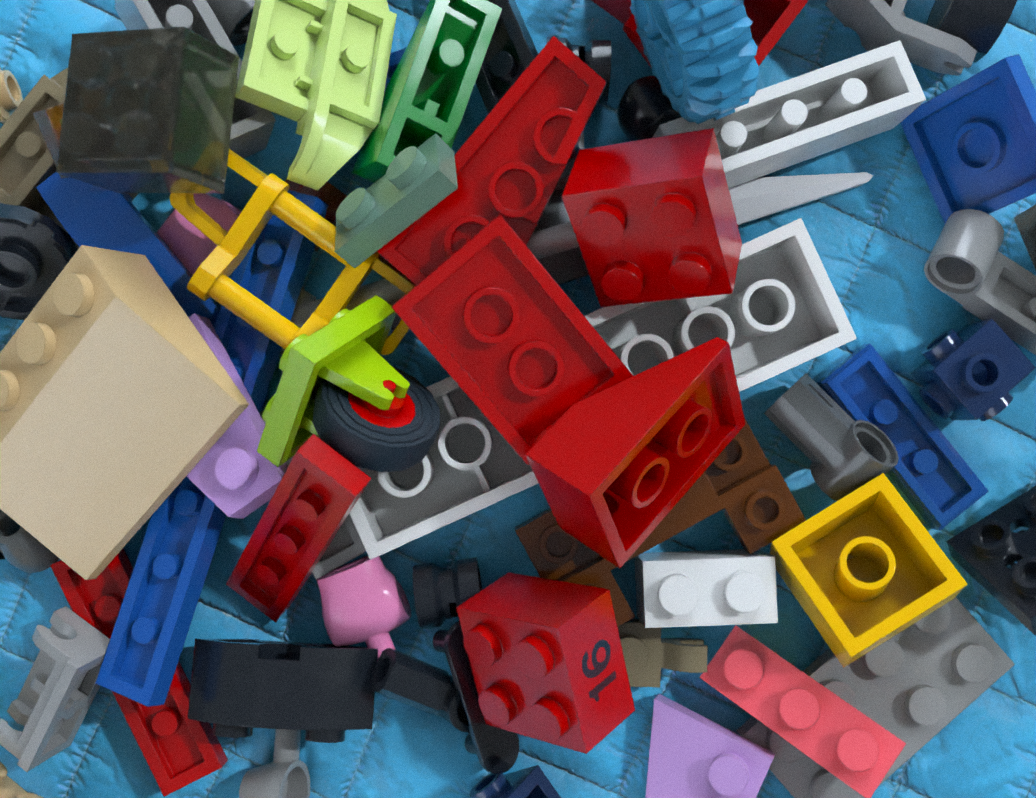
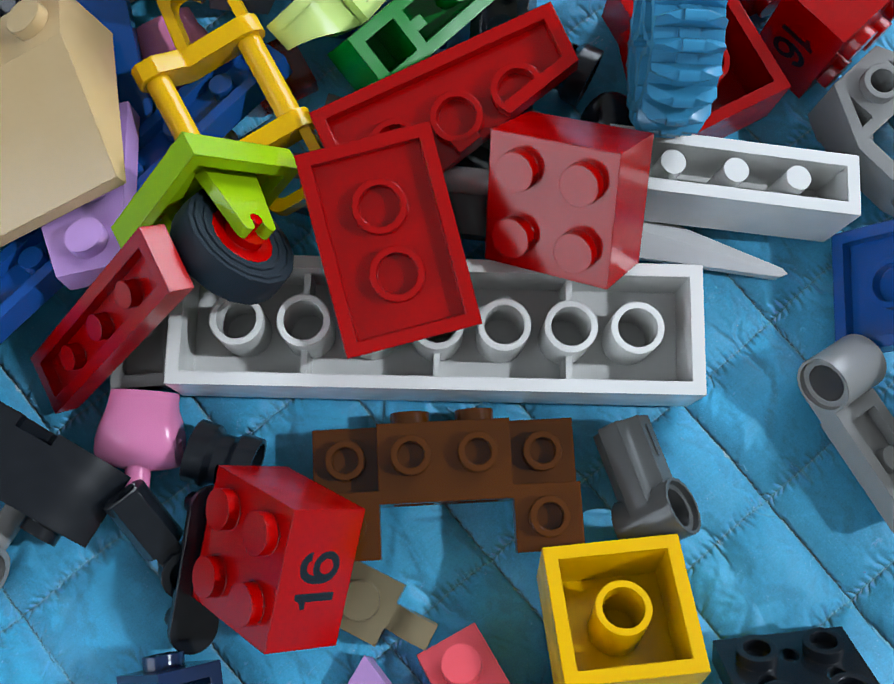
camera: 30 degrees right, 10 degrees down
(407, 191) = (369, 66): sand green plate -> none
(638, 448) = (456, 389): red slope -> none
(705, 588) = (462, 568): white brick -> none
(928, 465) = (723, 551): blue tile -> none
(971, 372) = (803, 485): dark blue brick -> none

